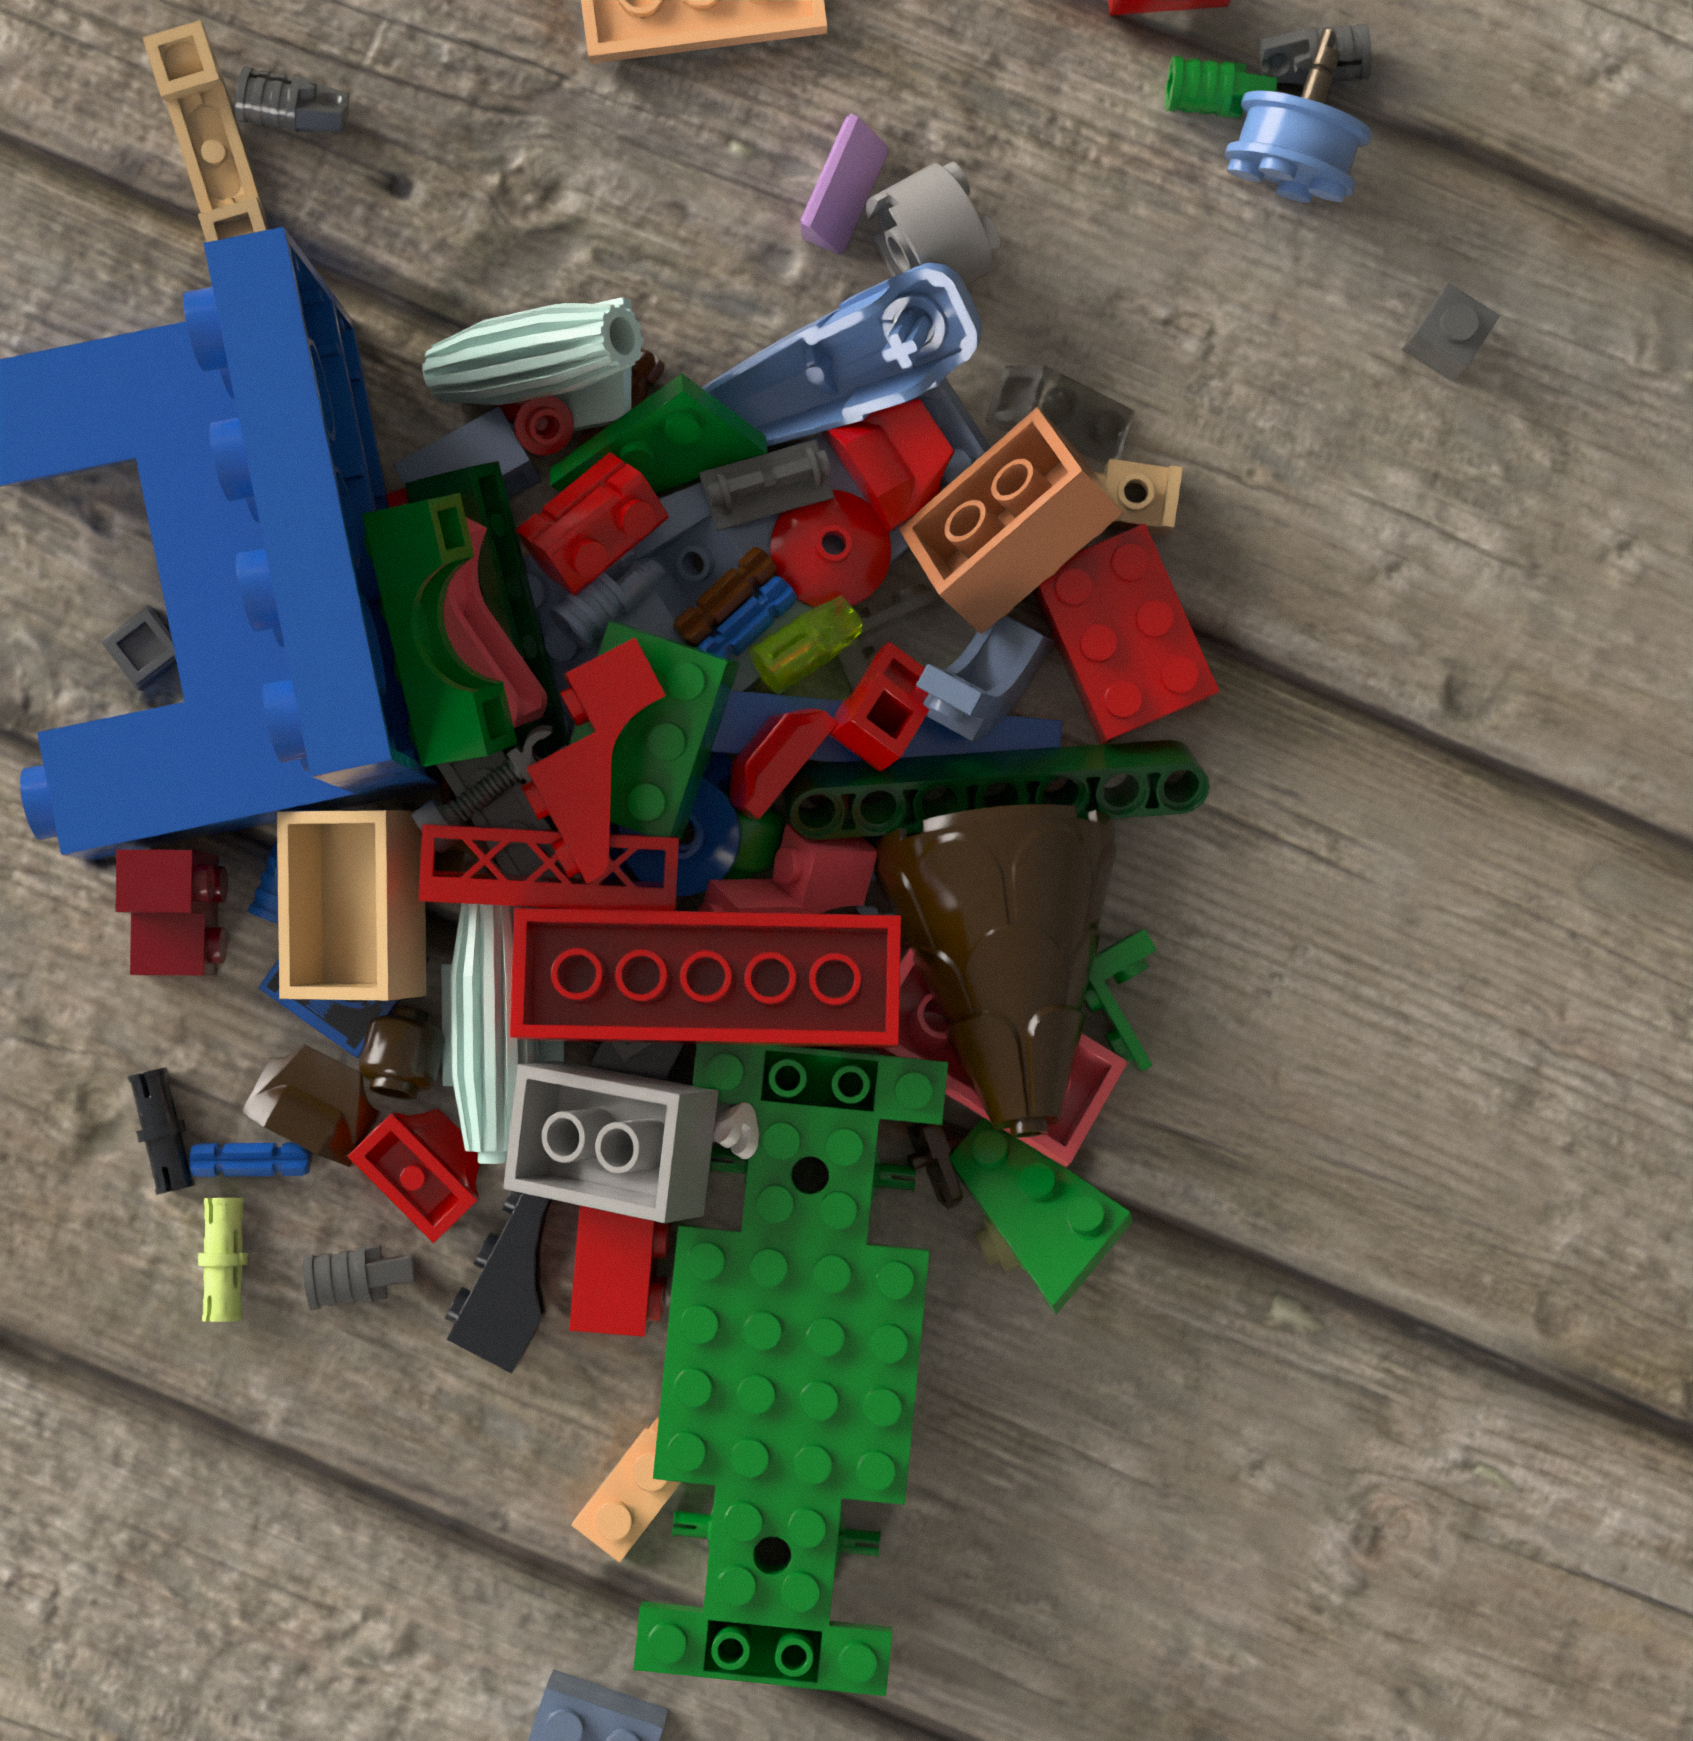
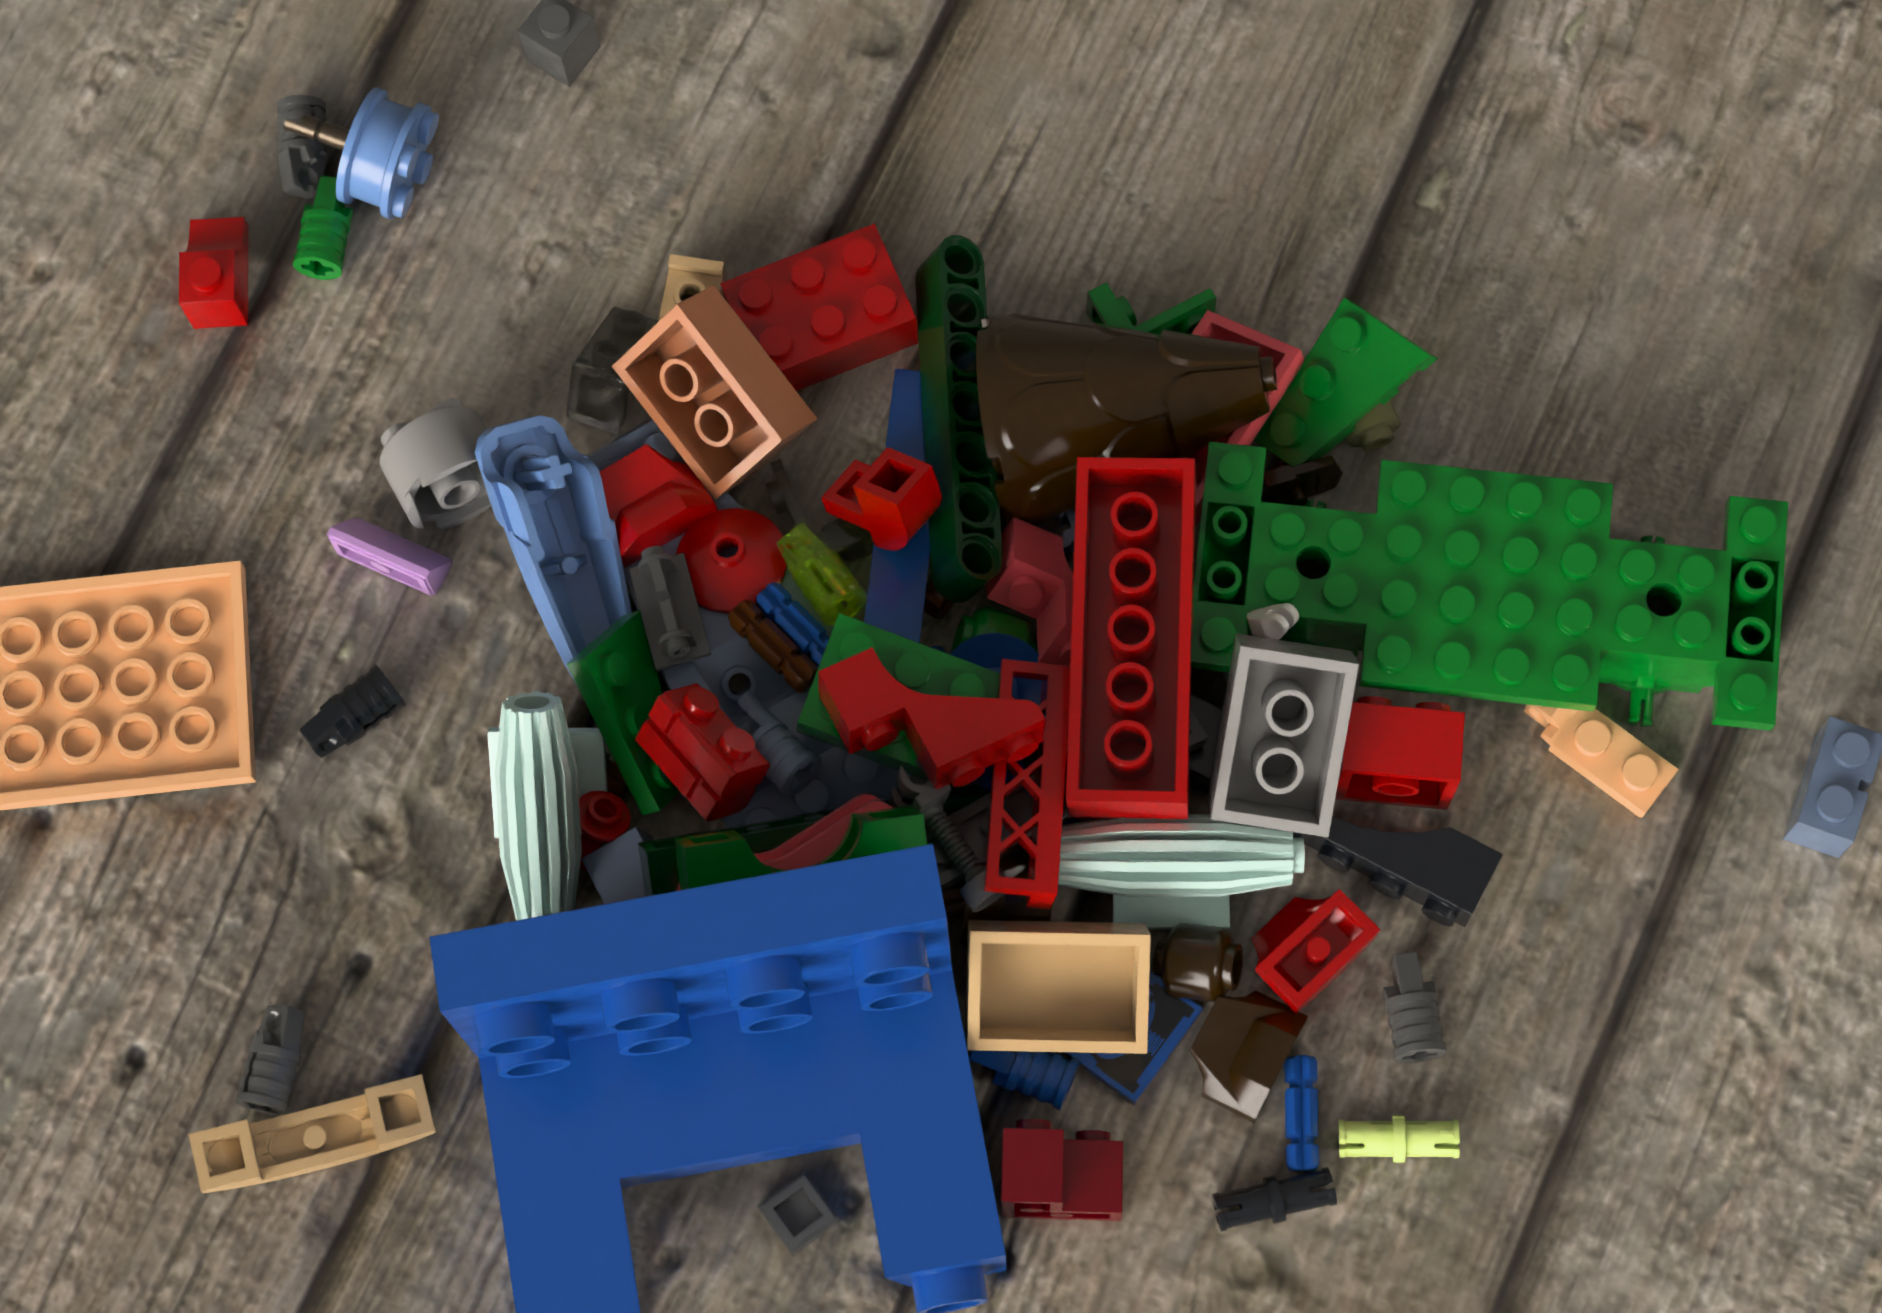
camera: 80 degrees left, 15 degrees down
(664, 159) = (352, 712): none -> black hinge
(775, 758) = (928, 593): red slope -> none
(985, 679) = (855, 421): sand blue arch -> none

